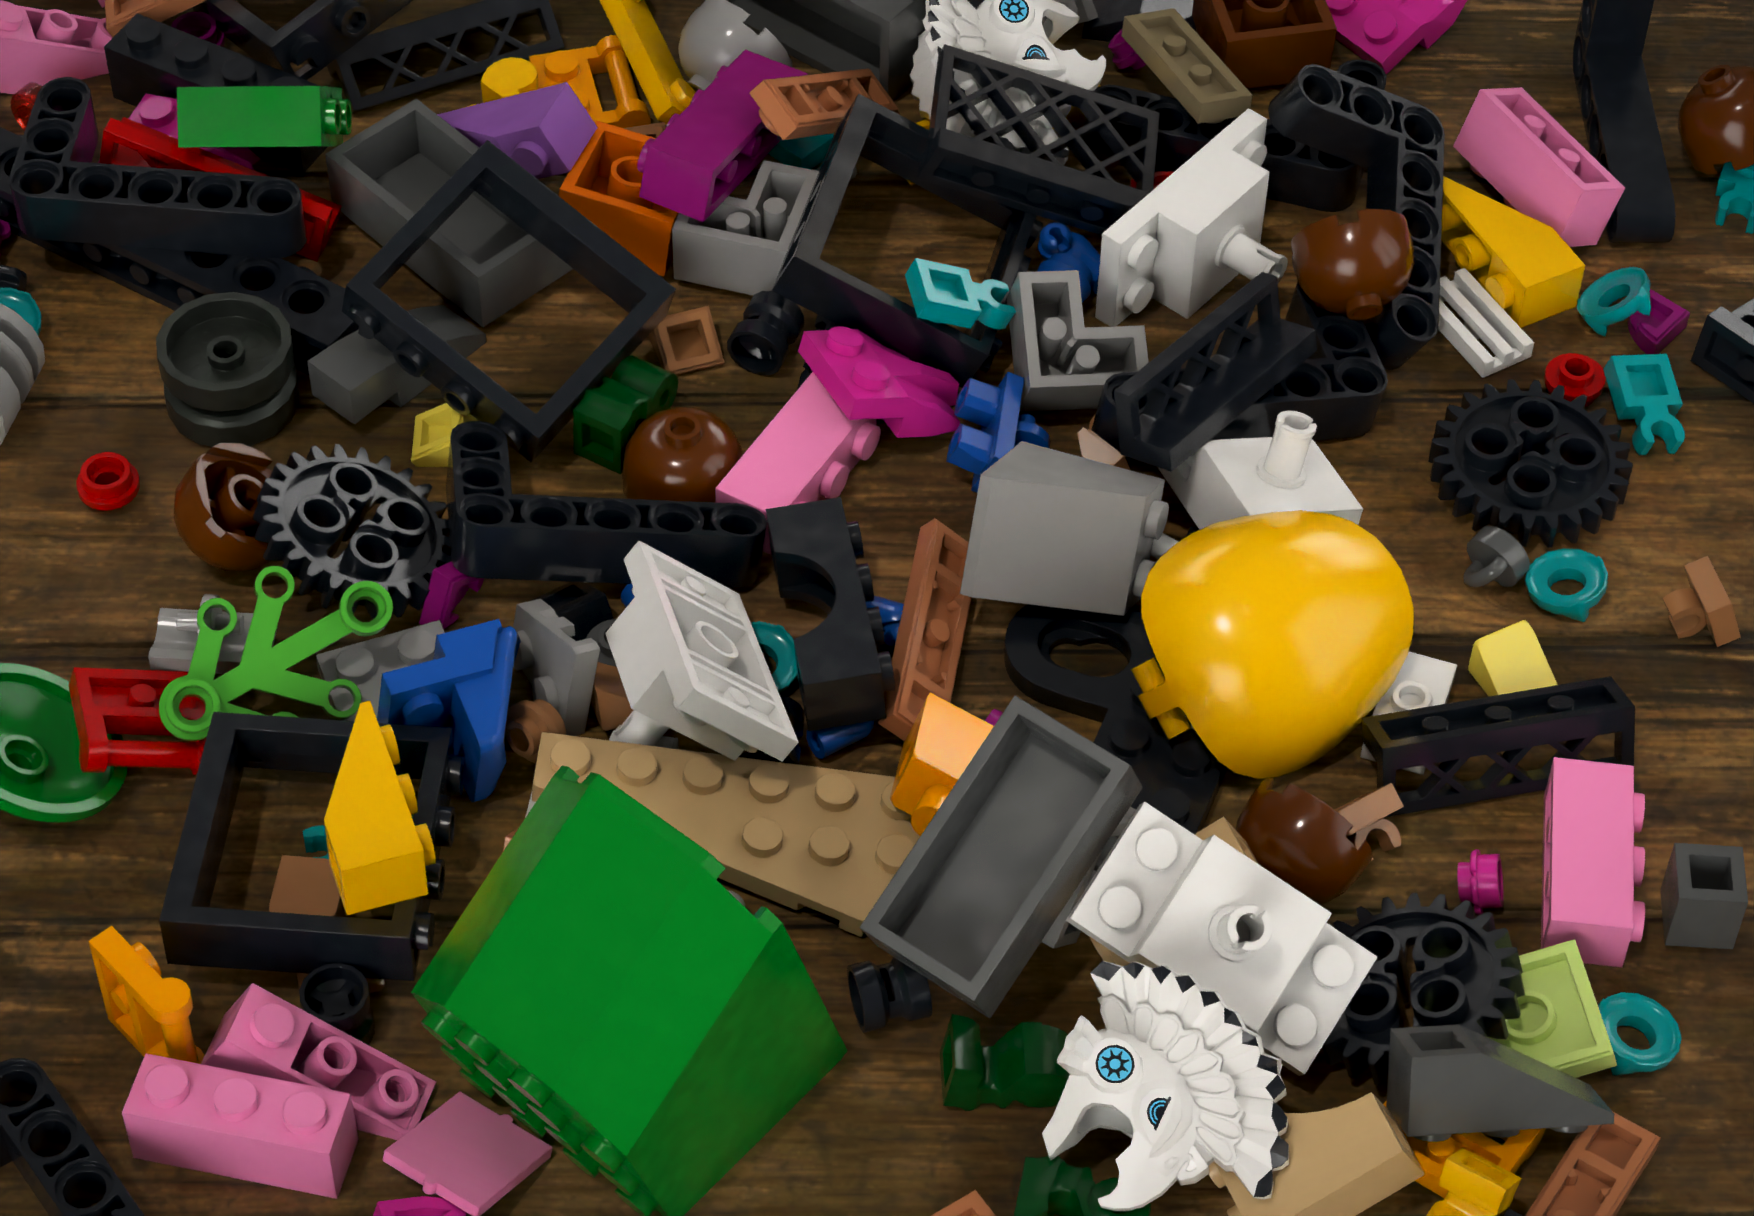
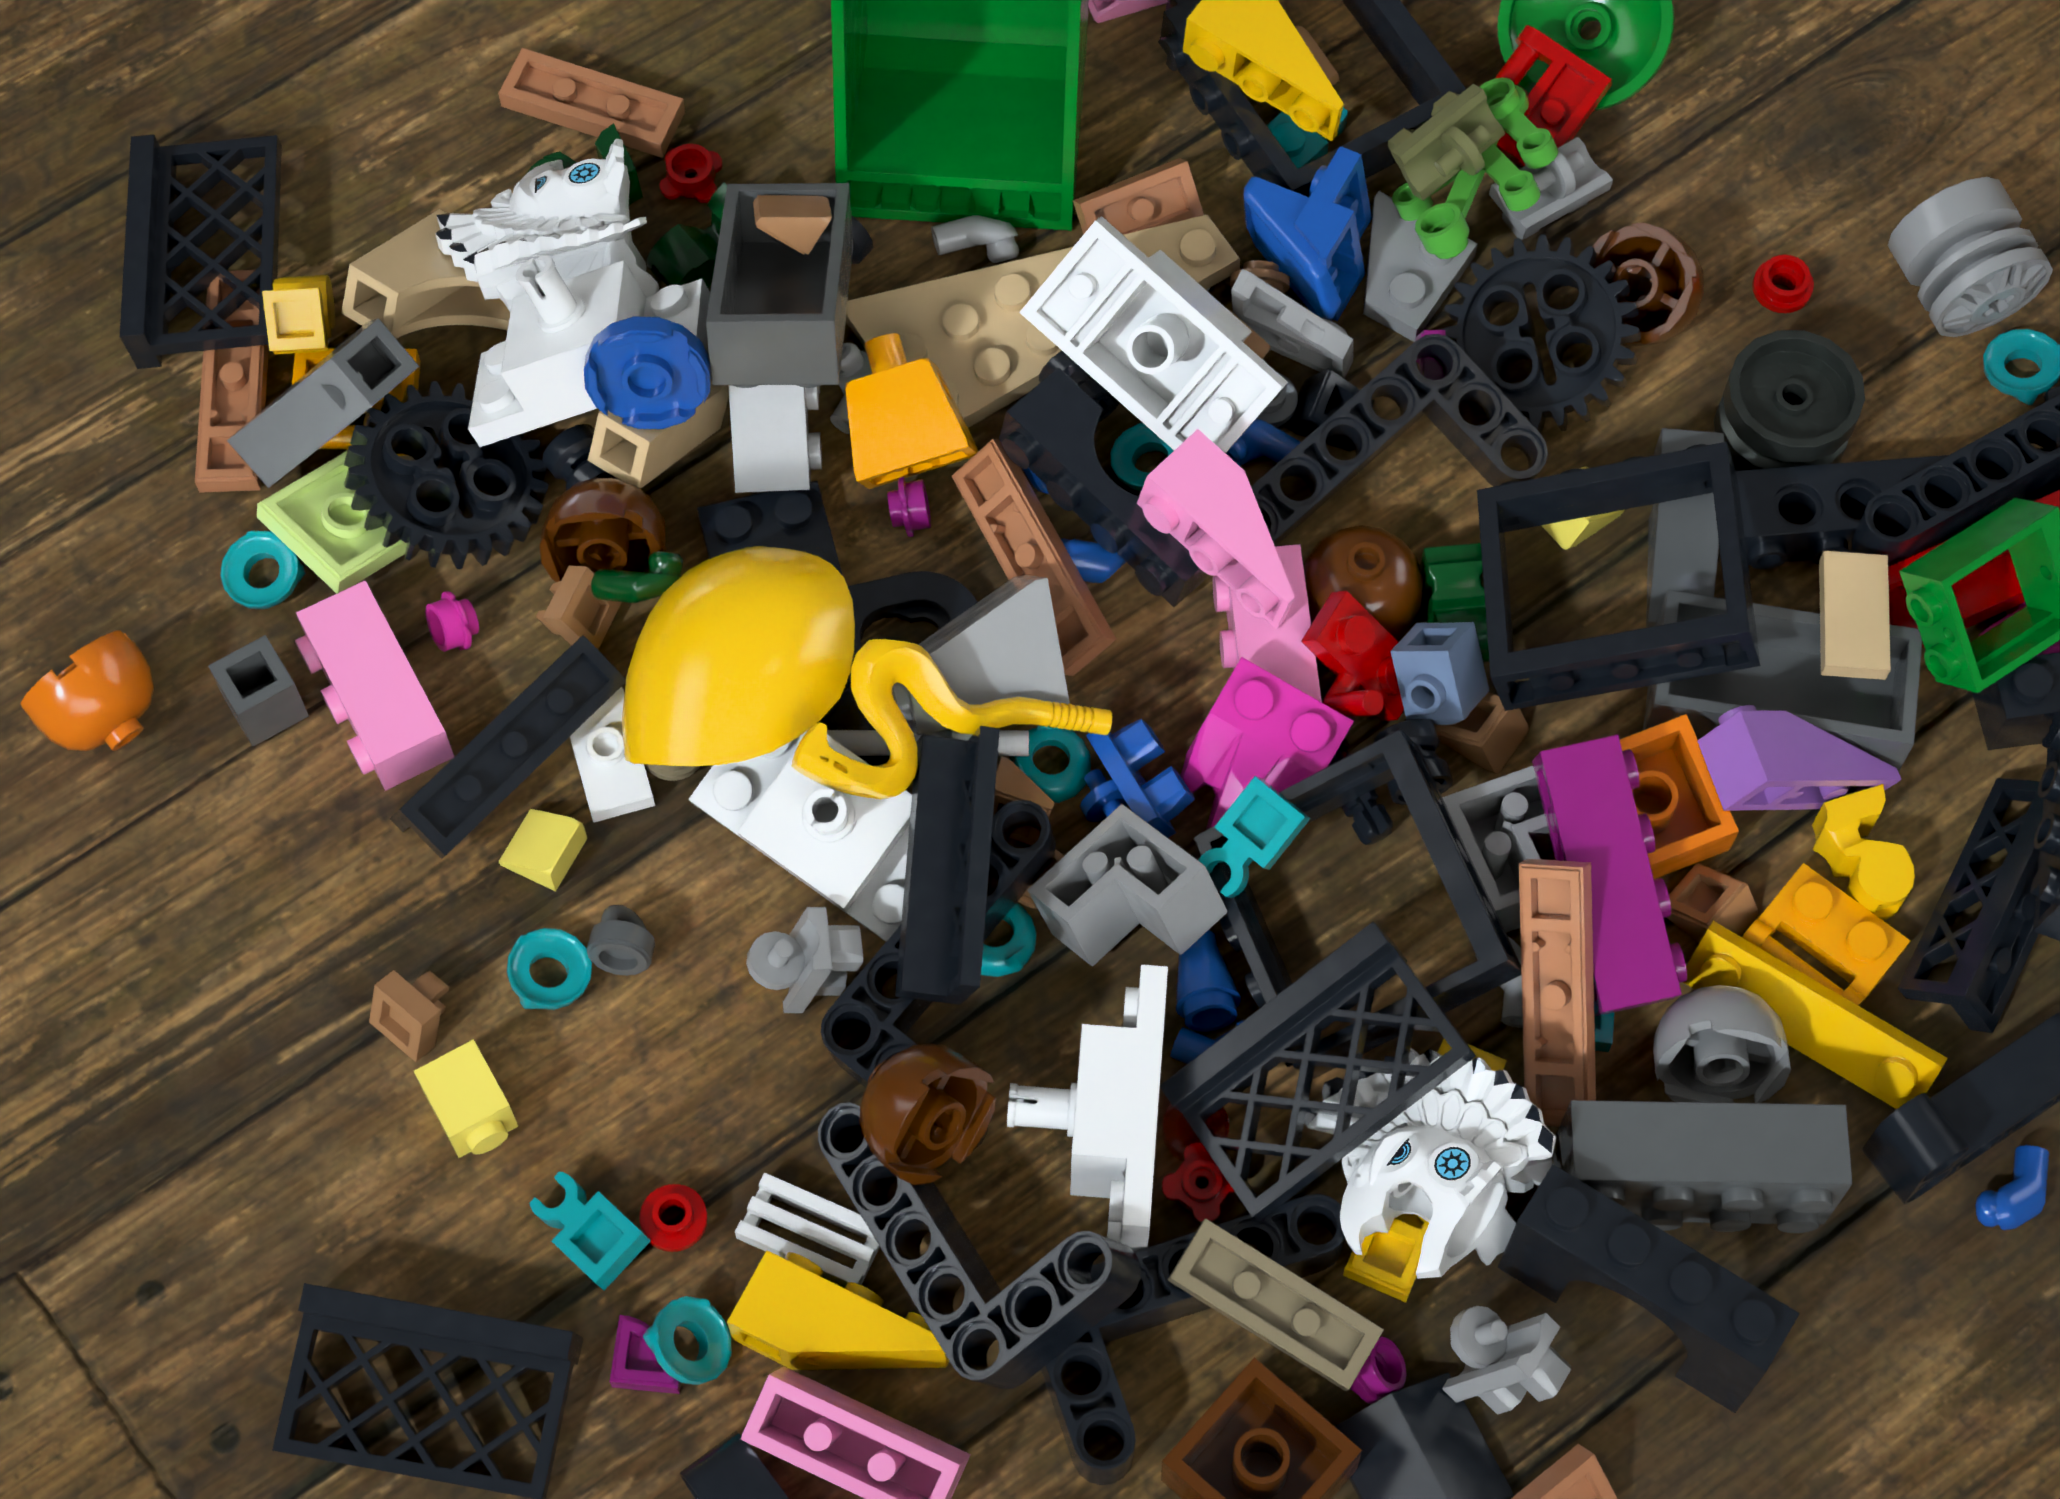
camera: 145 degrees right, 15 degrees up
(313, 679) = (1446, 142): none -> olive hips
(368, 176) = (1854, 615): none -> tan tile
(697, 345) = (1440, 671): none -> sand blue brick
(746, 398) = (1359, 655): none -> red plate
(780, 499) = (1214, 514): none -> bright pink slope
(941, 913) = (793, 218): none -> medium nougat slope
(960, 1146) = (688, 160): none -> red plate
(1163, 476) = (873, 674): none -> yellow animal
(1196, 811) = (647, 372): none -> blue tile
(1293, 767) = (638, 586): none -> dark green arm
(1362, 442) = (807, 960): none -> light grey hips
(1530, 462) = (598, 1058): black gear -> none
(1694, 521) = (467, 1100): none -> light yellow brick

